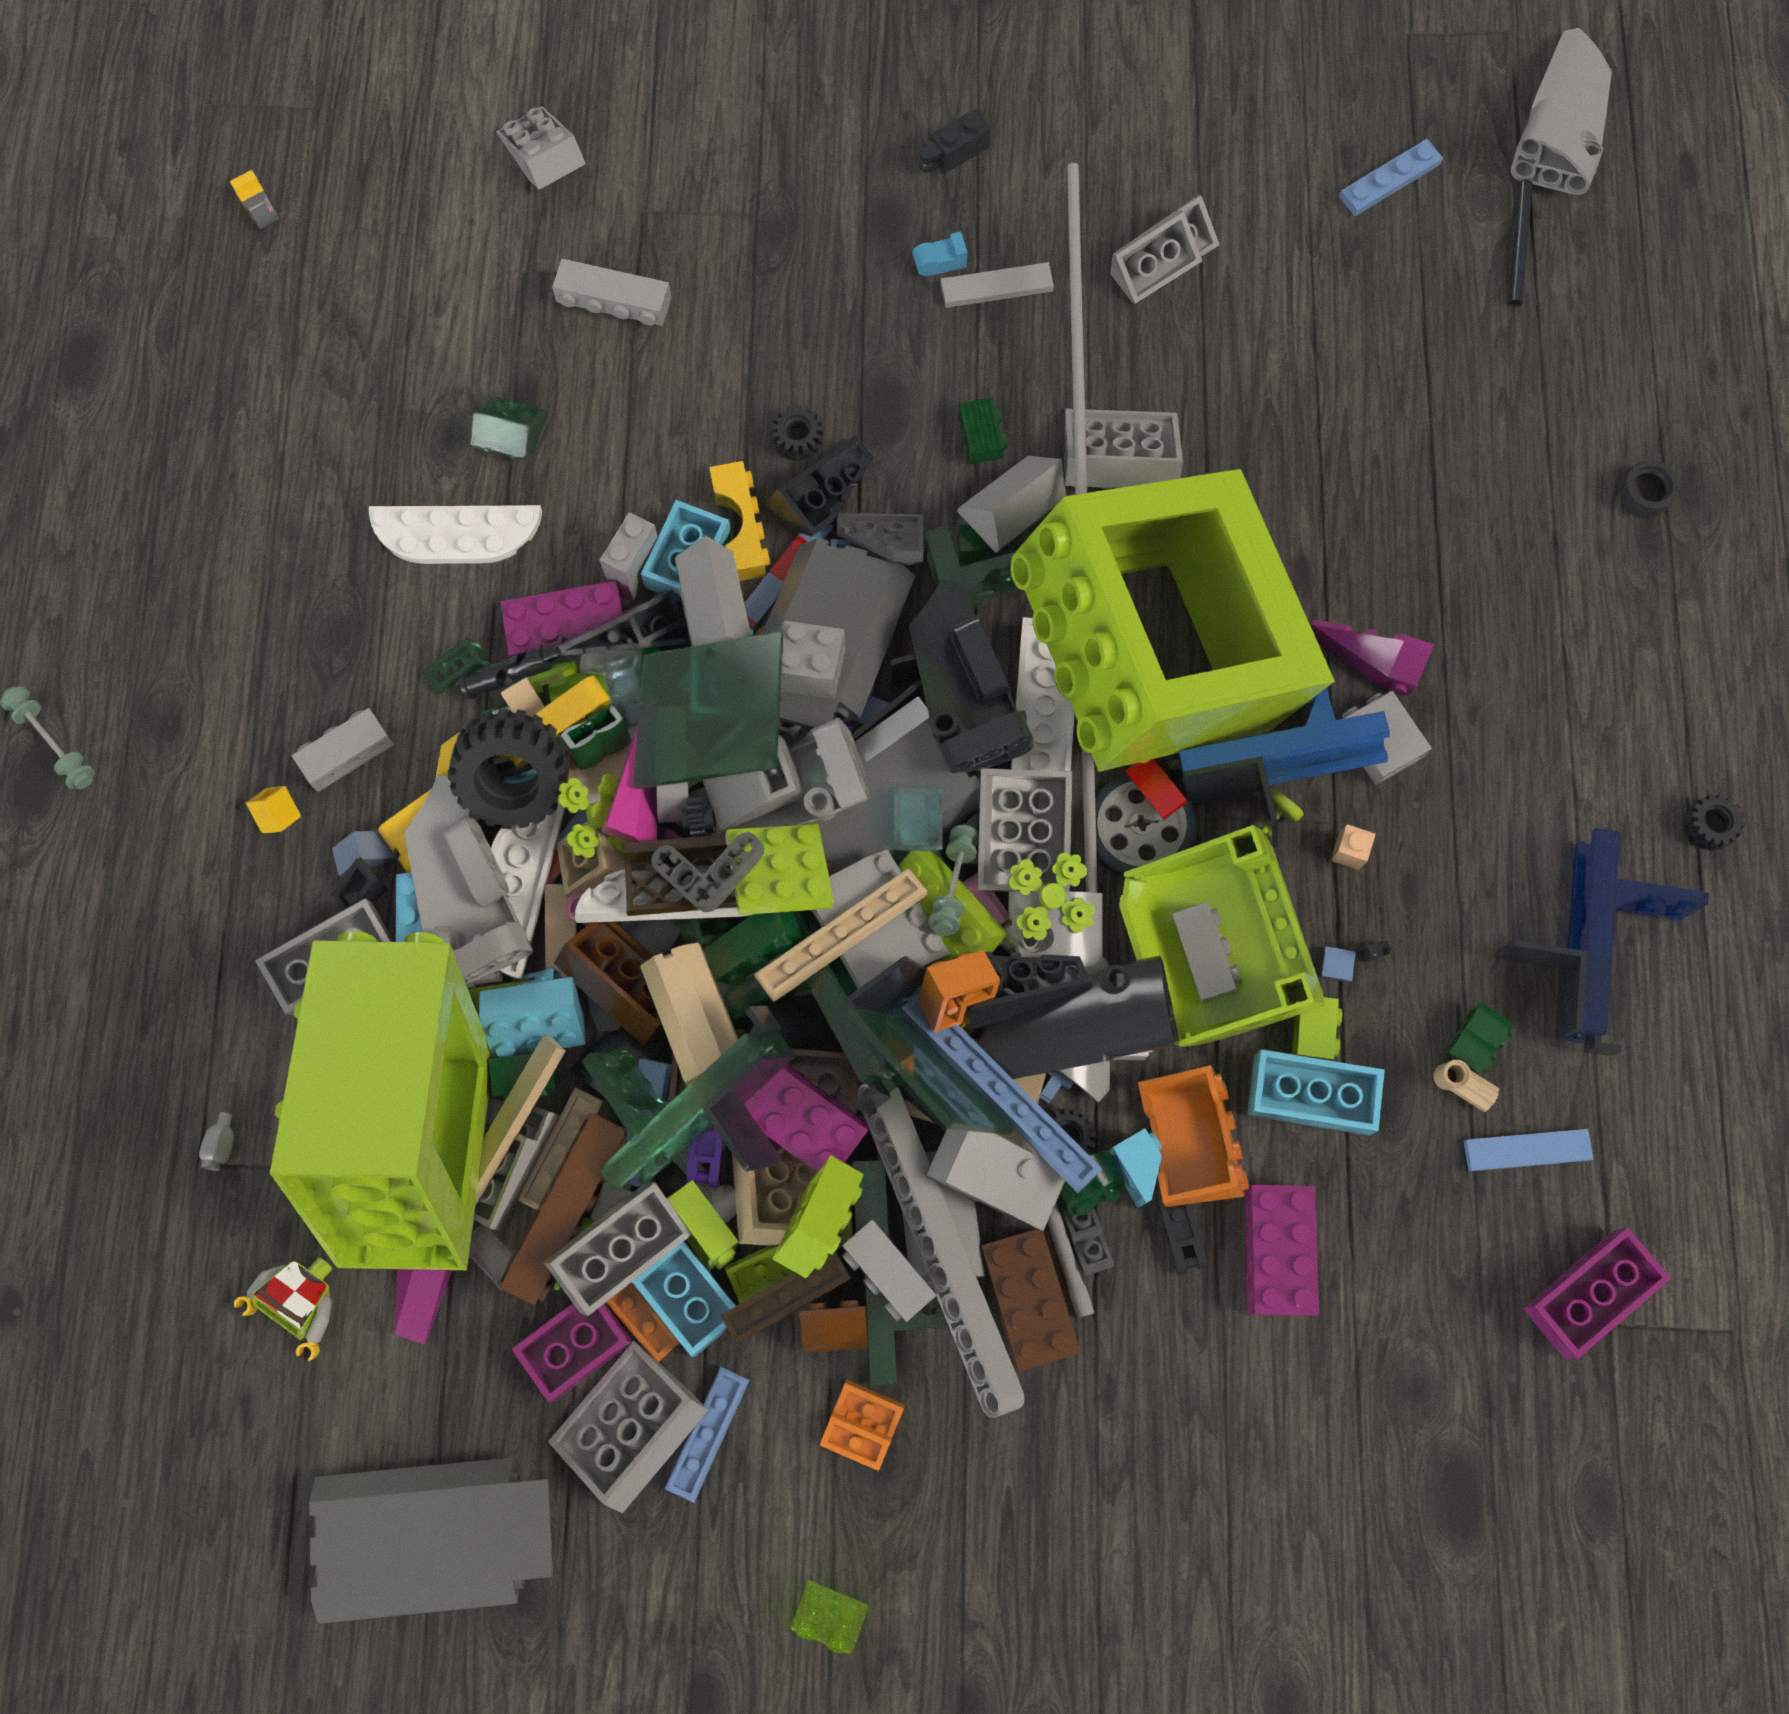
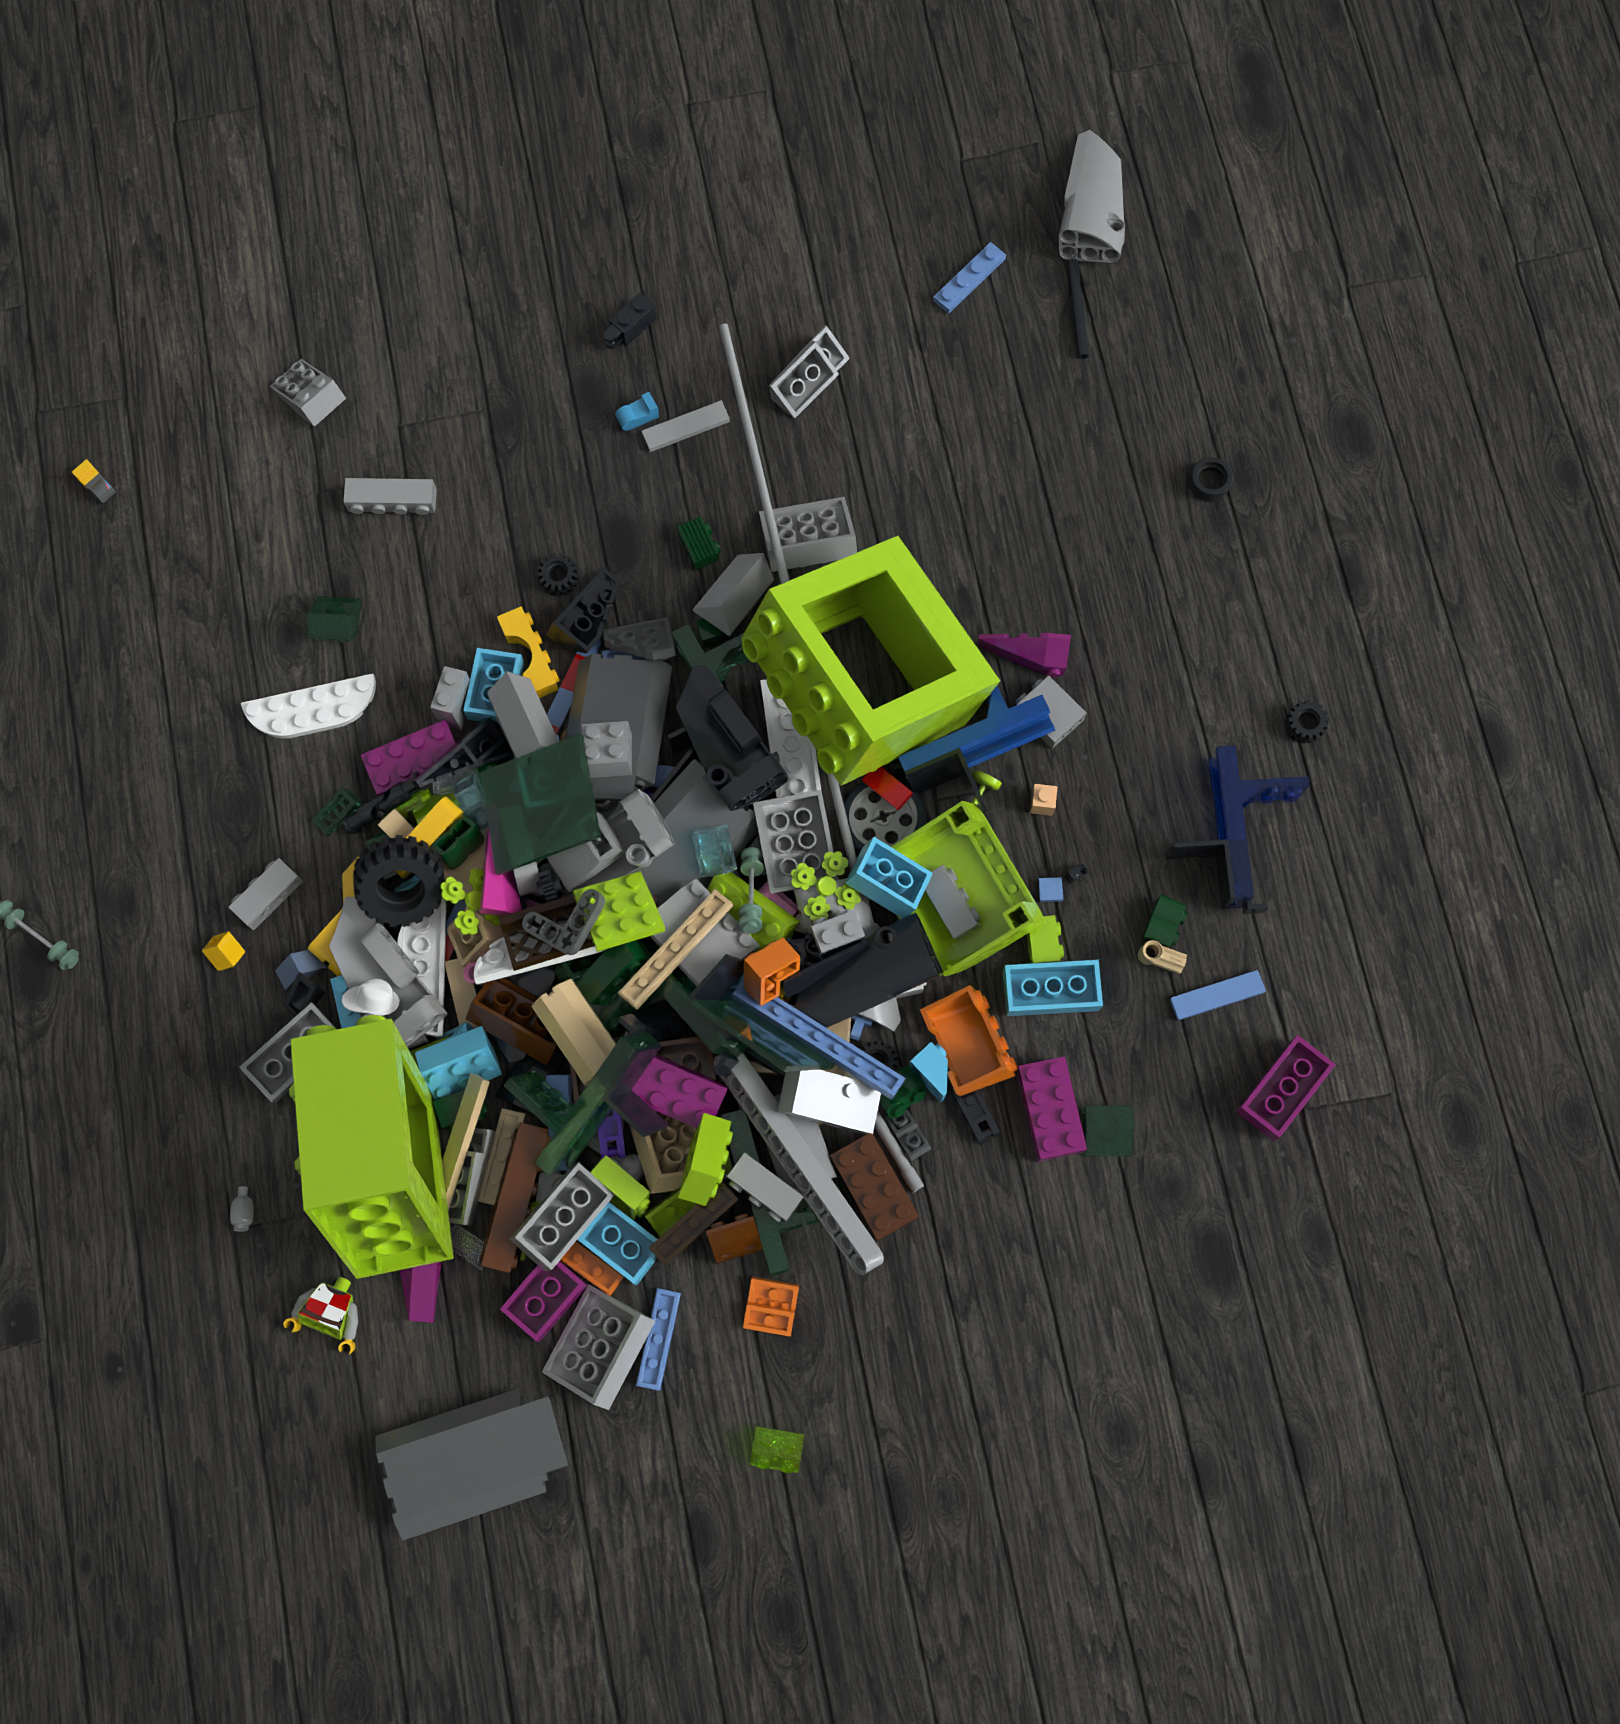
camera: 10 degrees left, 0 degrees up
(440, 909) = (371, 997): none -> white piece
(1053, 957) = (836, 931): none -> light grey bracket
(1135, 903) = (889, 878): none -> medium azure brick
(1351, 1295) = (1108, 1130): none -> clear green slope

